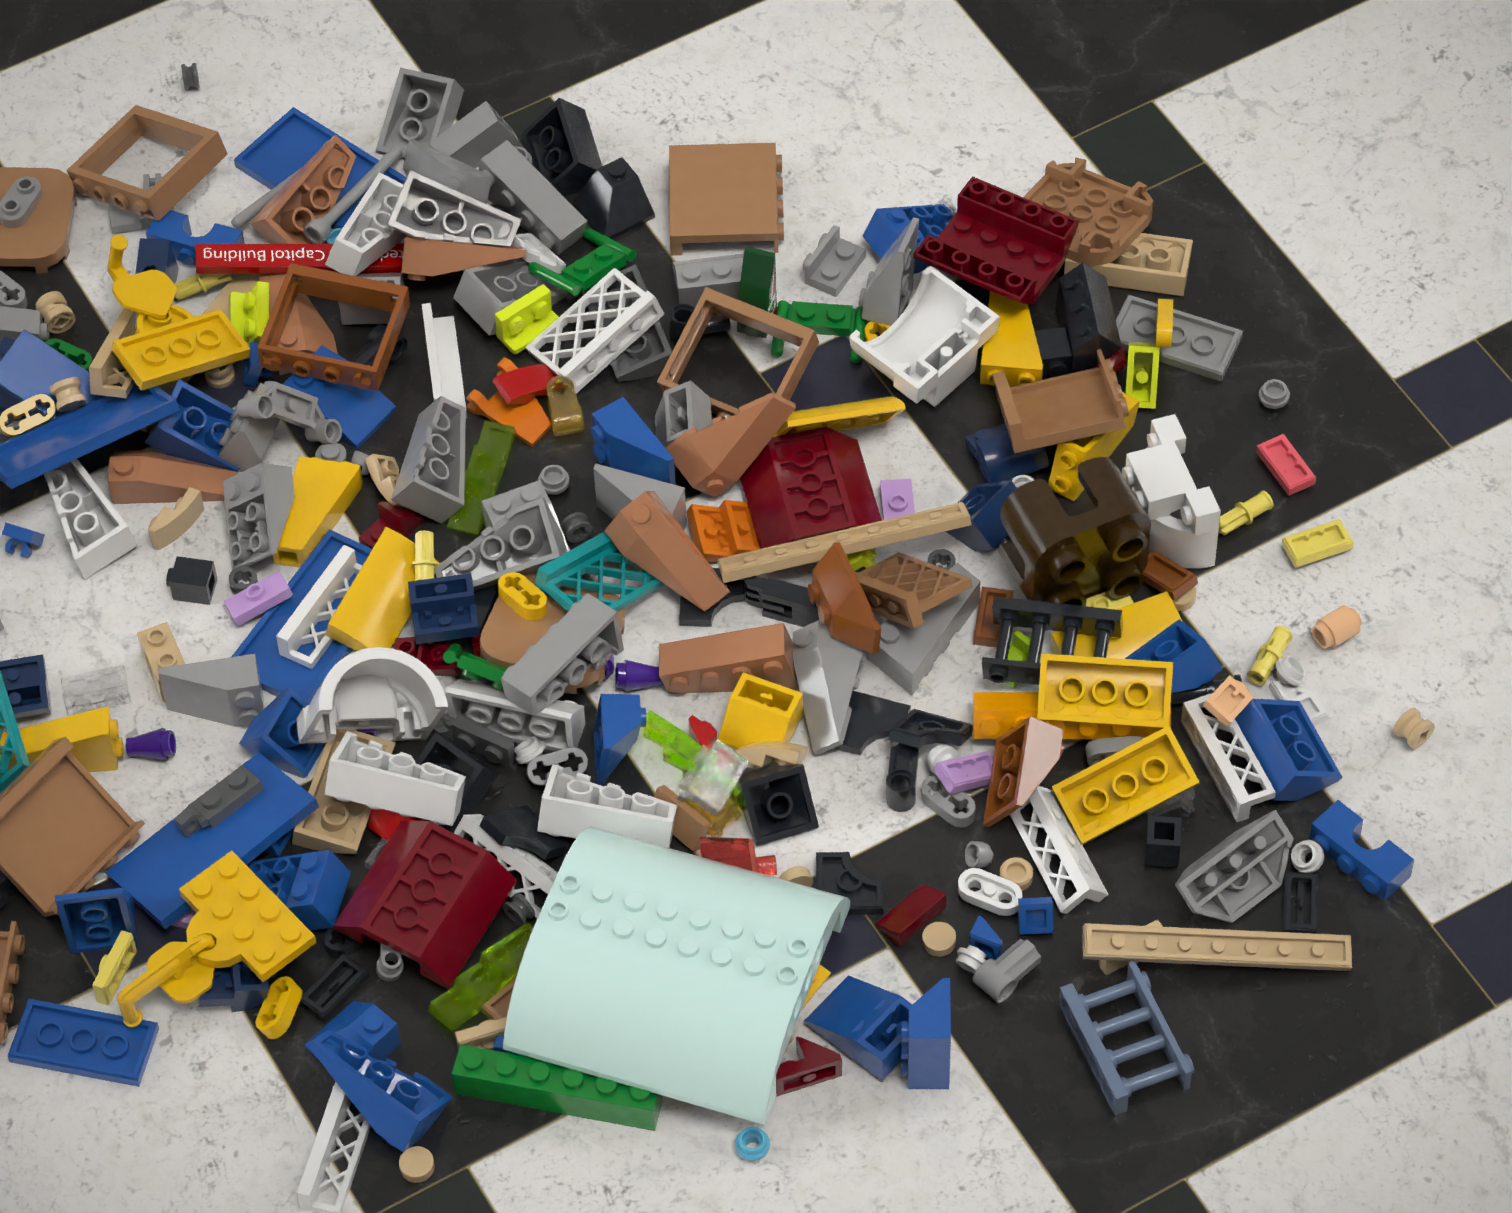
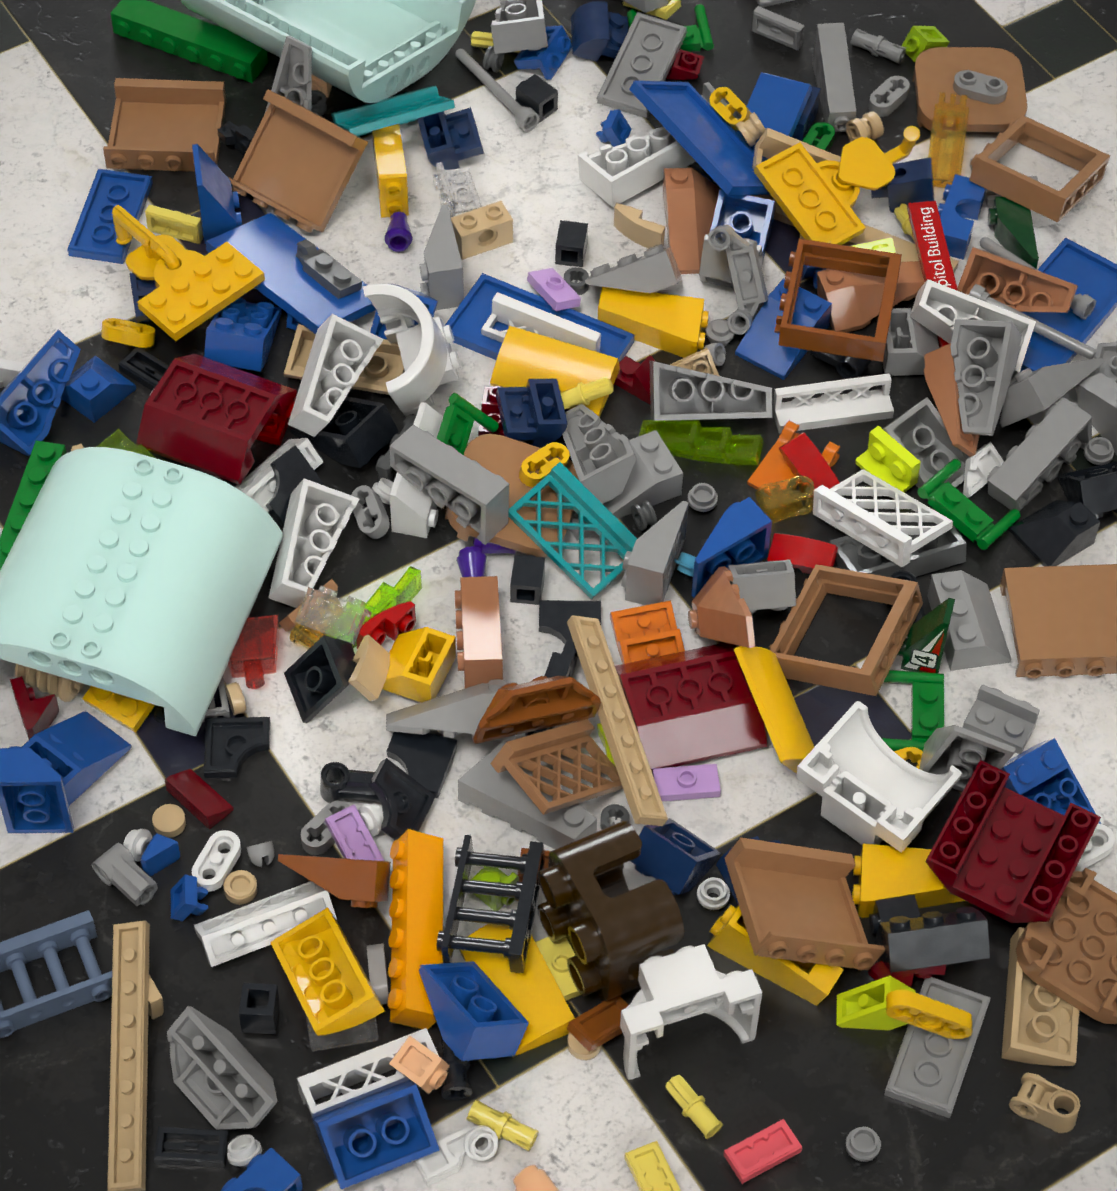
camera: 85 degrees right, 0 degrees up
(96, 240) = (947, 146): none -> clear yellow hinge
(224, 196) = (1014, 229): none -> dark green slope
(615, 731) = (390, 540): blue slope -> none
(638, 390) = (802, 552): none -> red slope
(653, 625) = (527, 579): none -> black brick
(659, 545) = (603, 557): nougat wedge -> none
(1105, 690) = (422, 939): yellow slope -> none
(1232, 262) = (1044, 1101): none -> tan piece

